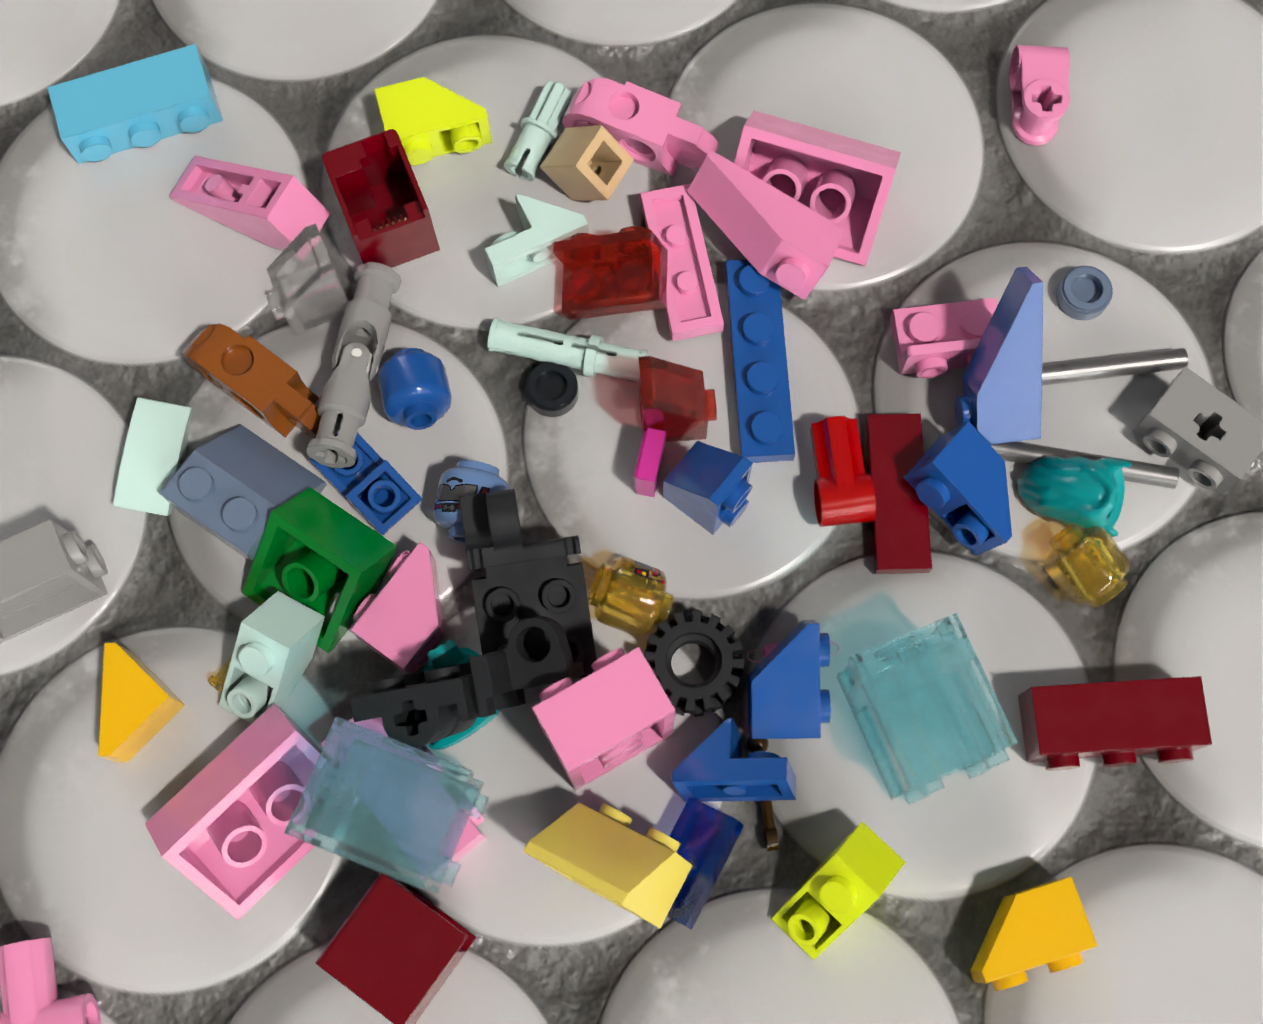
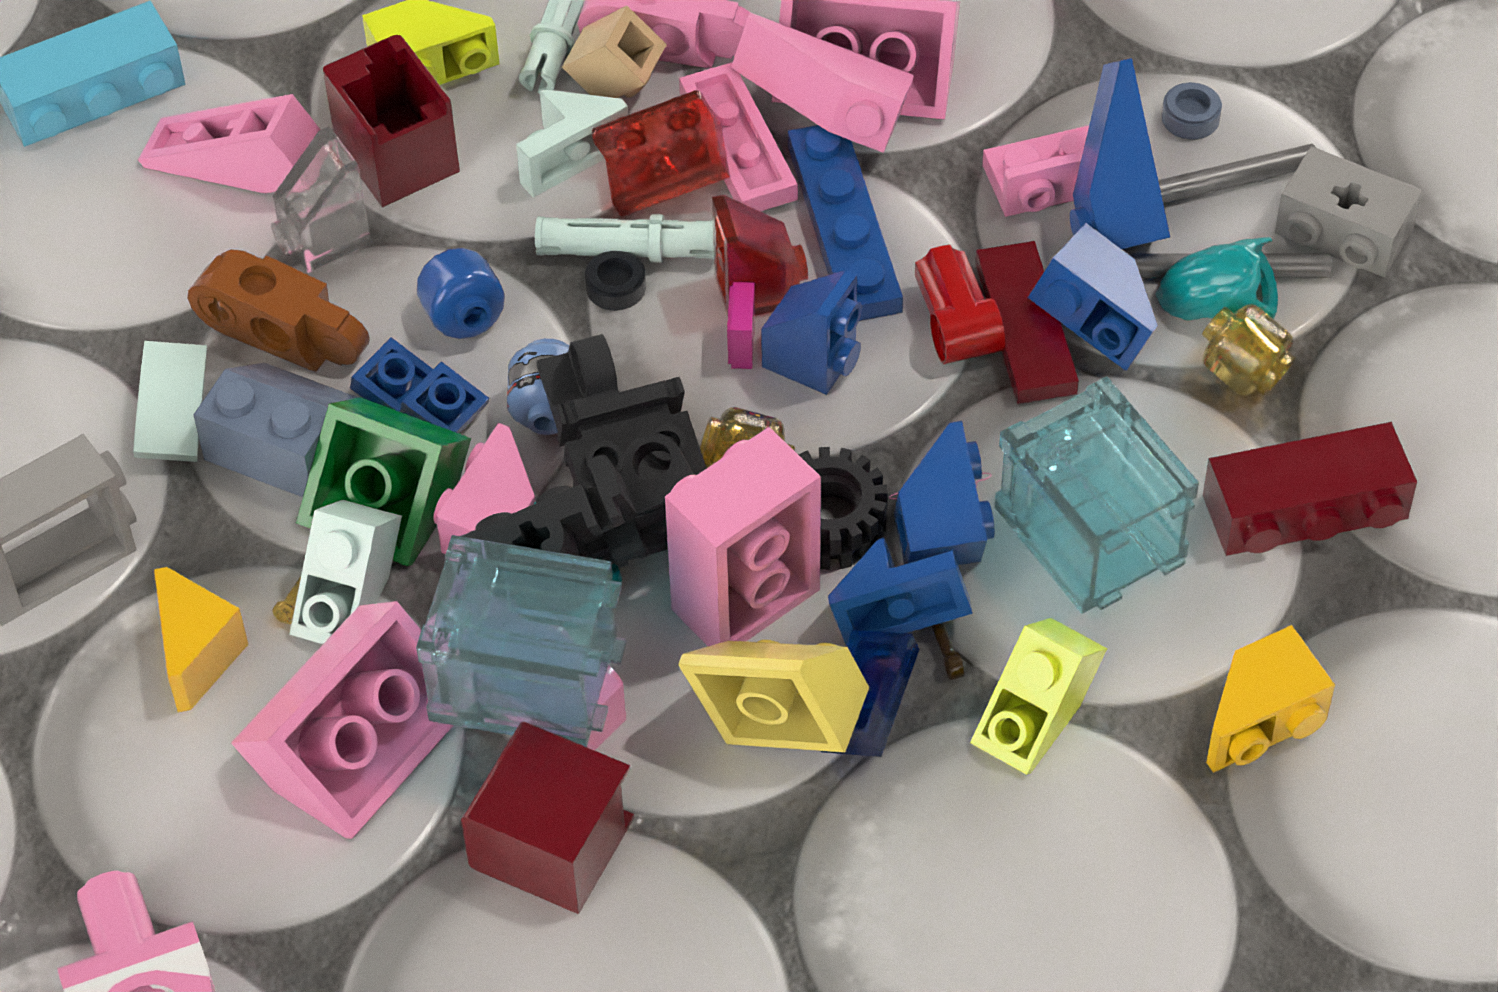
camera: 10 degrees left, 20 degrees down
(347, 393) = (389, 275): light grey piece -> none

